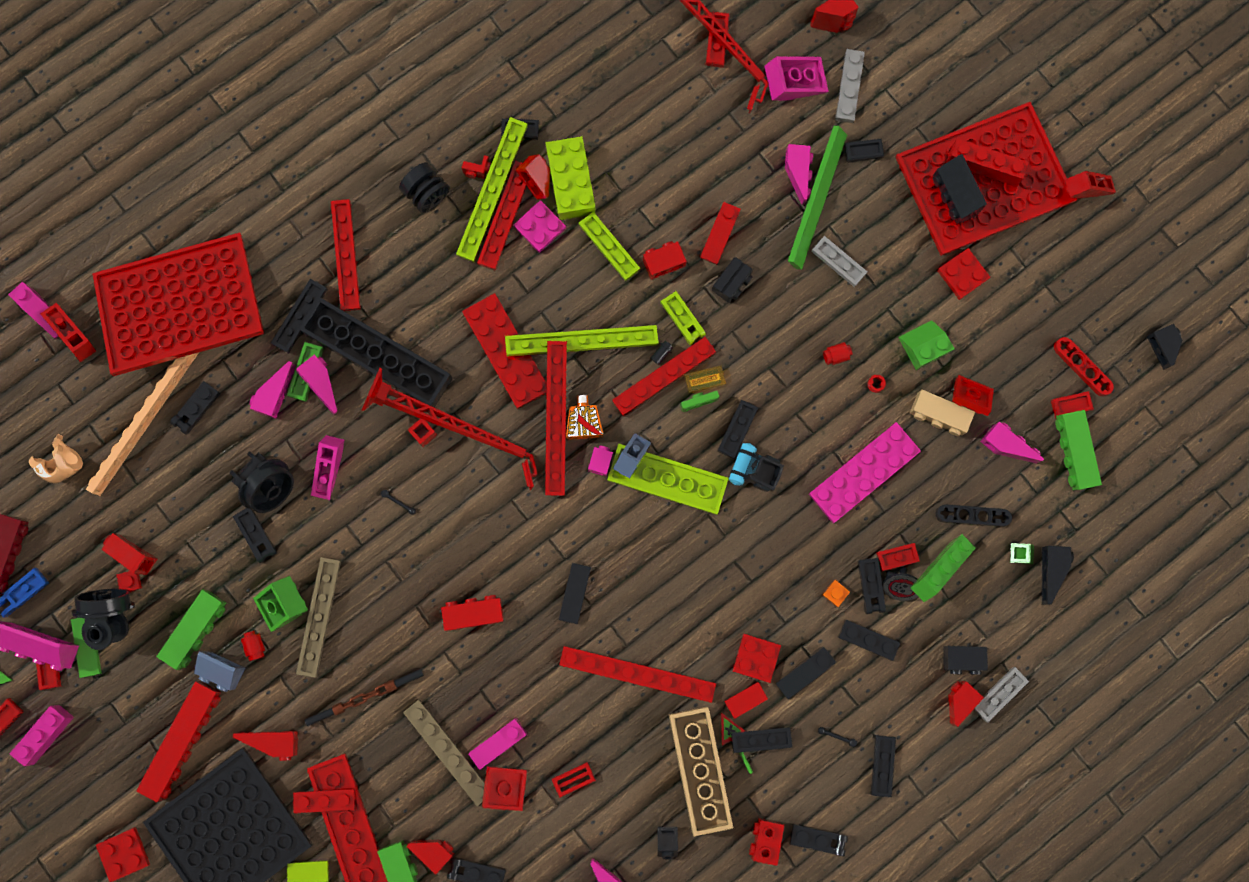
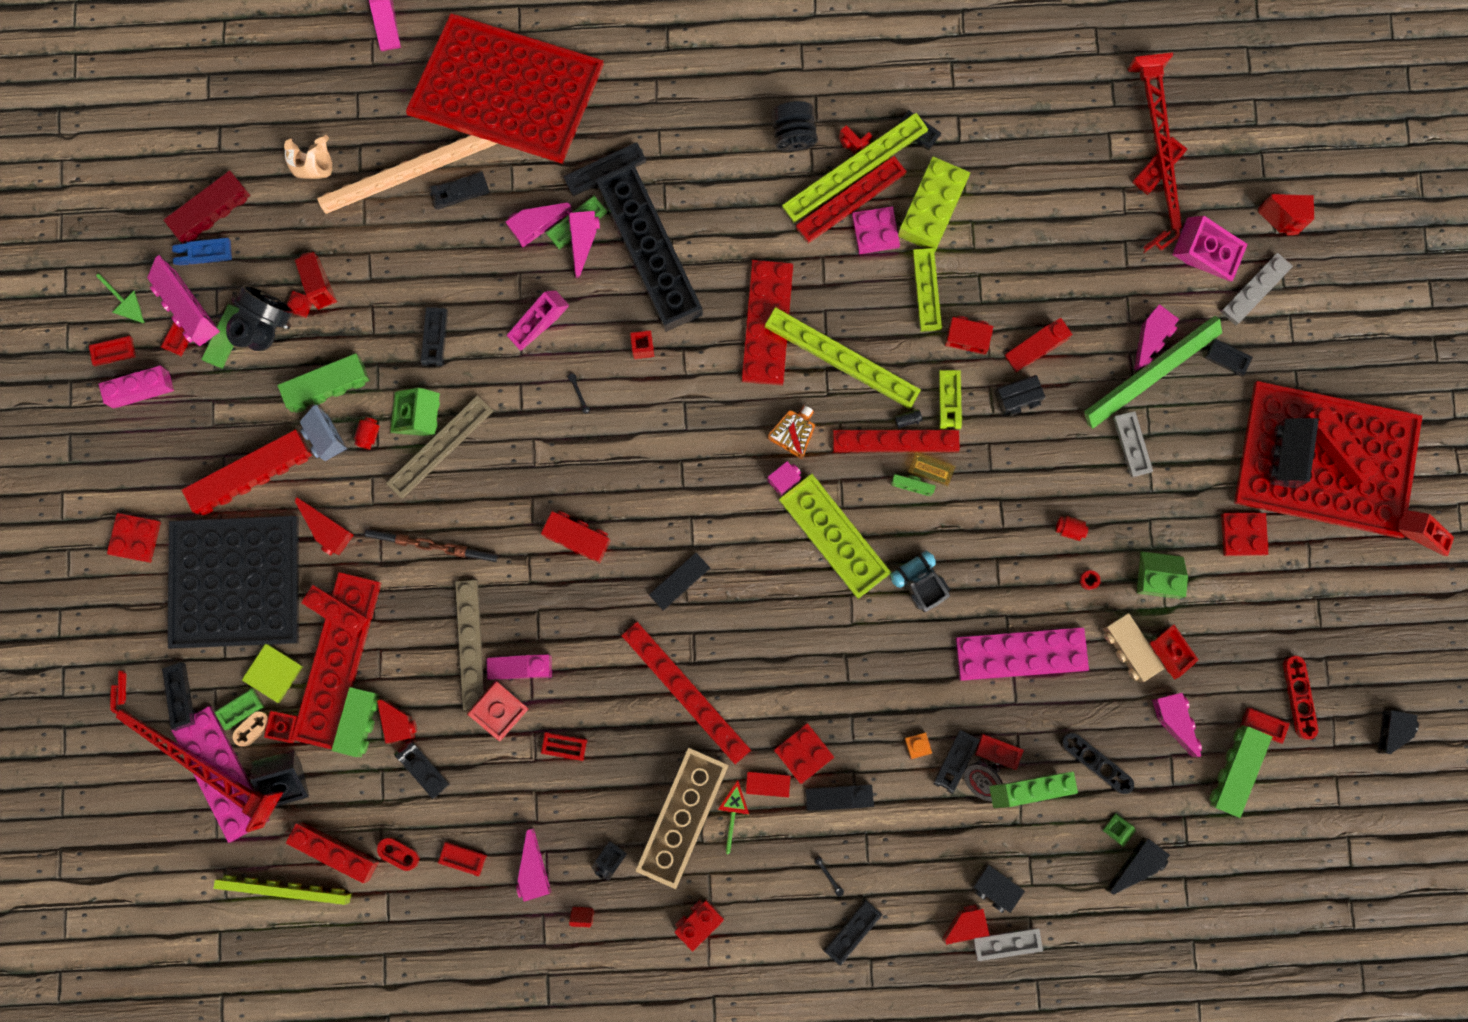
camera: 40 degrees right, 0 degrees up
(68, 332) = (395, 51): red slope -> none
(263, 483) = (472, 296): black piece -> none
(345, 255) = (683, 141): red plate -> none
(380, 390) = (629, 281): red piece -> none
(535, 175) = (903, 181): red slope -> none
(555, 418) = (770, 411): red plate -> none
(632, 455) = (815, 492): sand blue slope -> none
(737, 429) = (930, 535): black tile -> none
(761, 740) = (757, 830): black plate -> none
(817, 839) = (746, 956): black plate -> none
(869, 640) = (919, 809): black plate -> none

